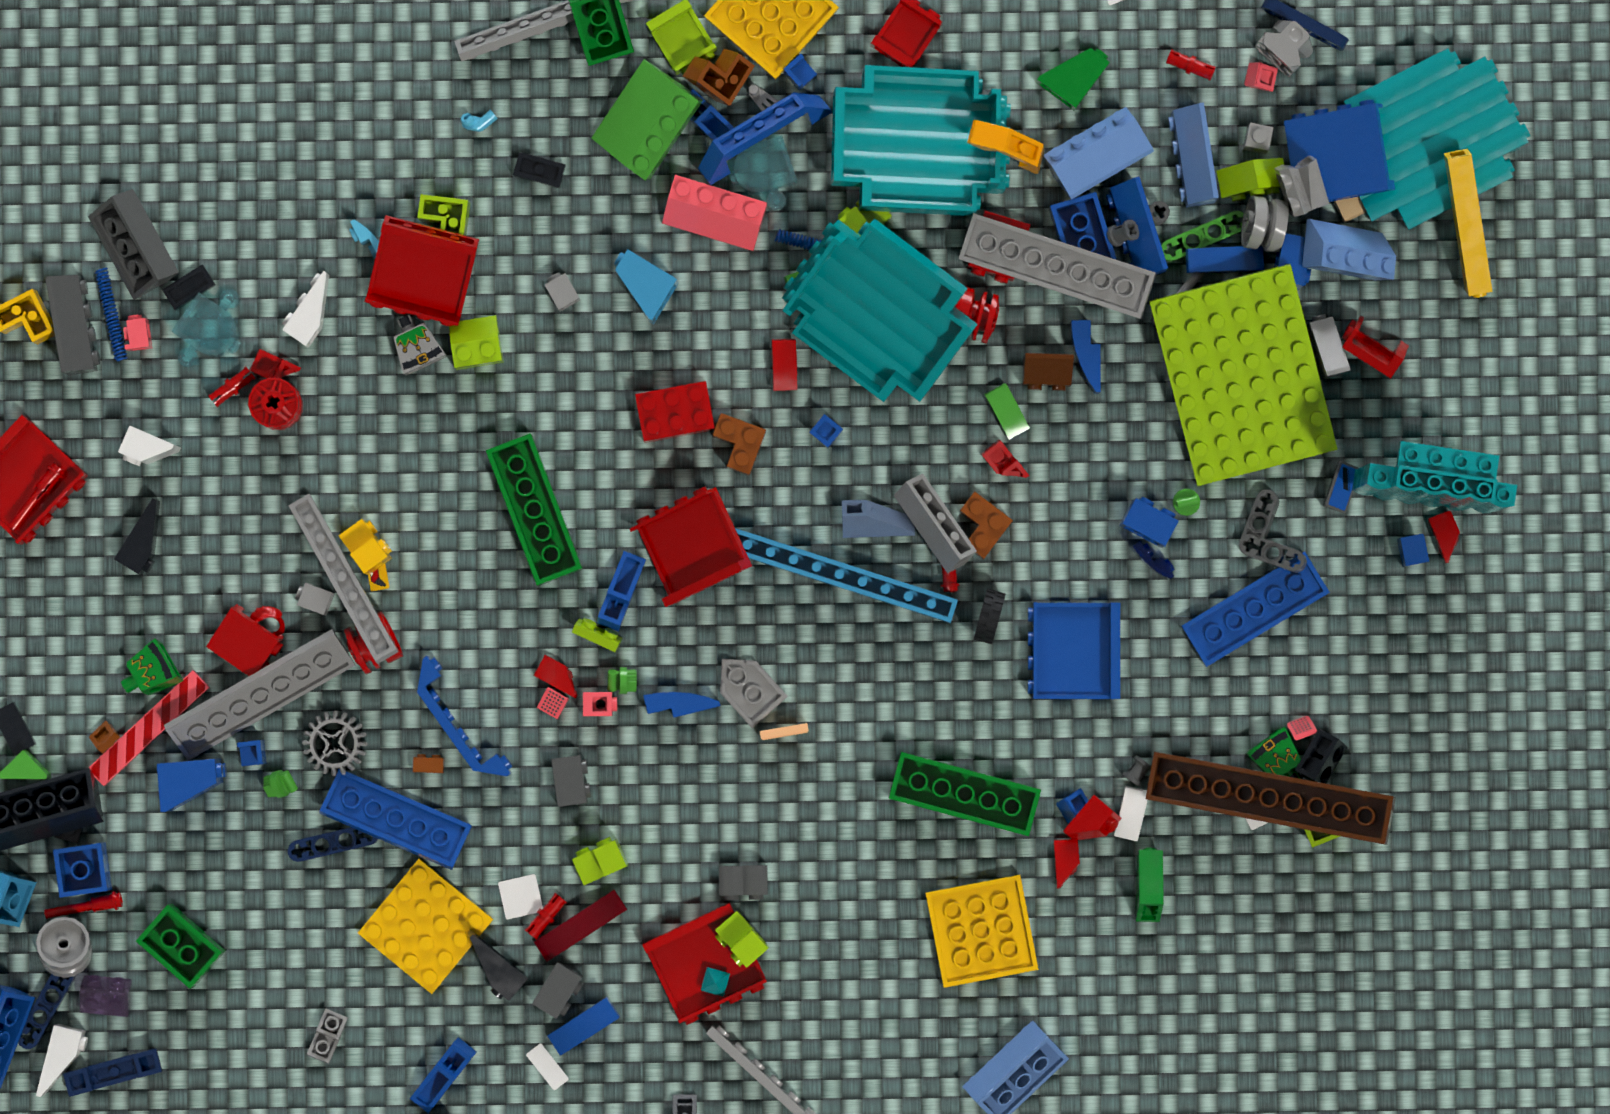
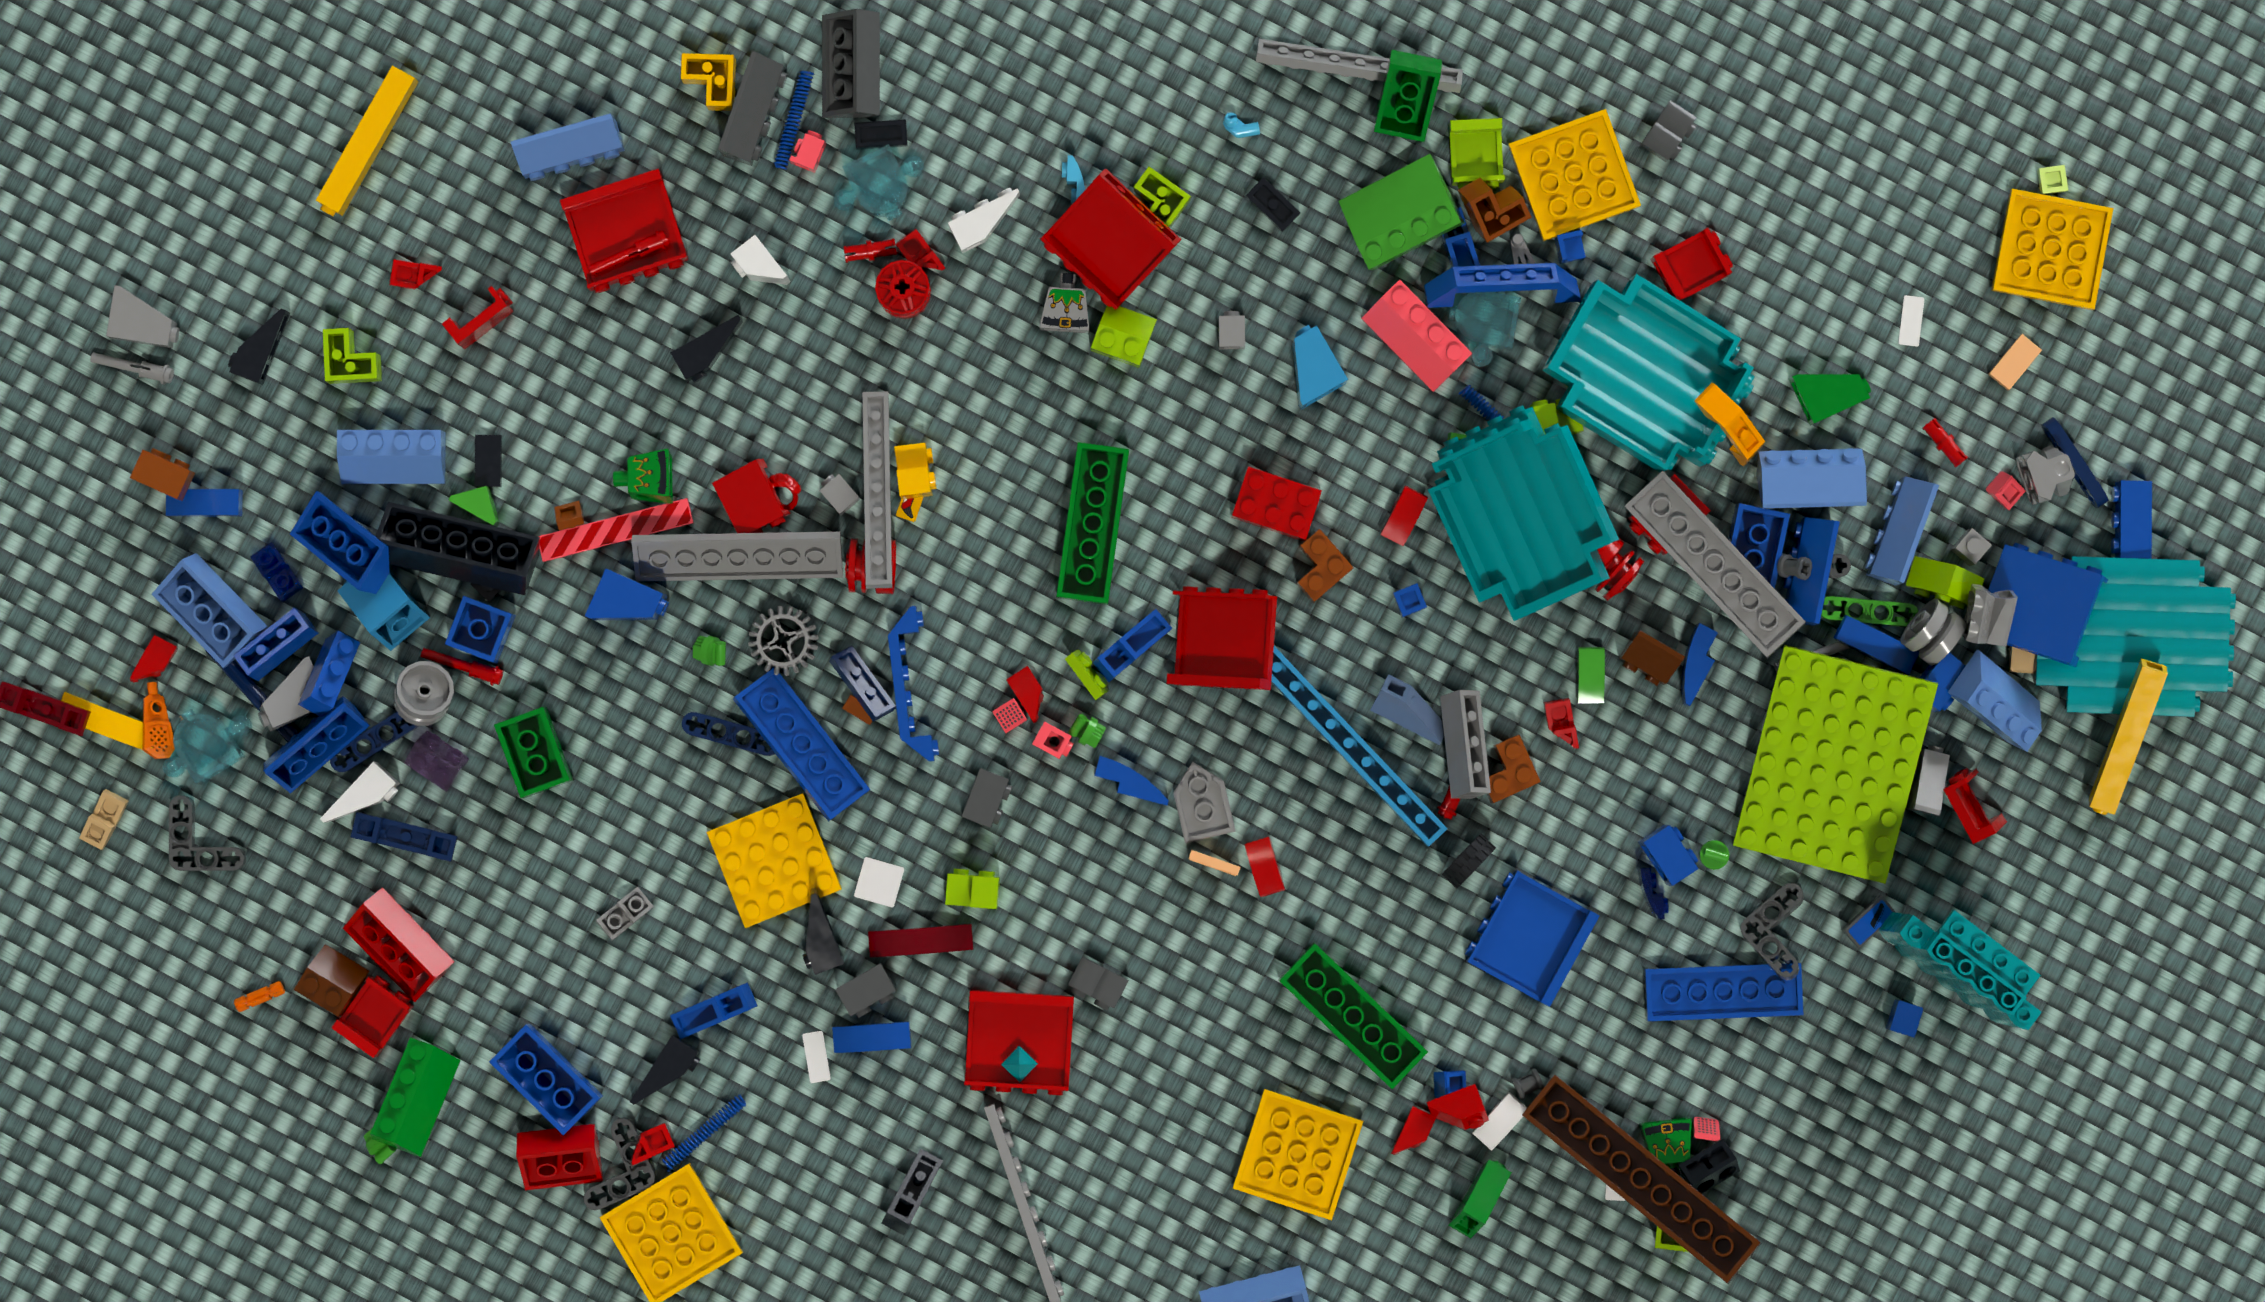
camera: 20 degrees right, 0 degrees up
(252, 752) = (700, 607): blue panel -> none
(418, 742) = (862, 683): none -> dark blue plate
(545, 916) = (893, 913): red pin -> none
(742, 939) = (1067, 1037): lime brick -> none
(827, 712) = (1264, 867): none -> red slope
(1376, 44) = (2132, 519): none -> blue brick
(1445, 533) = (1944, 1019): red slope -> none

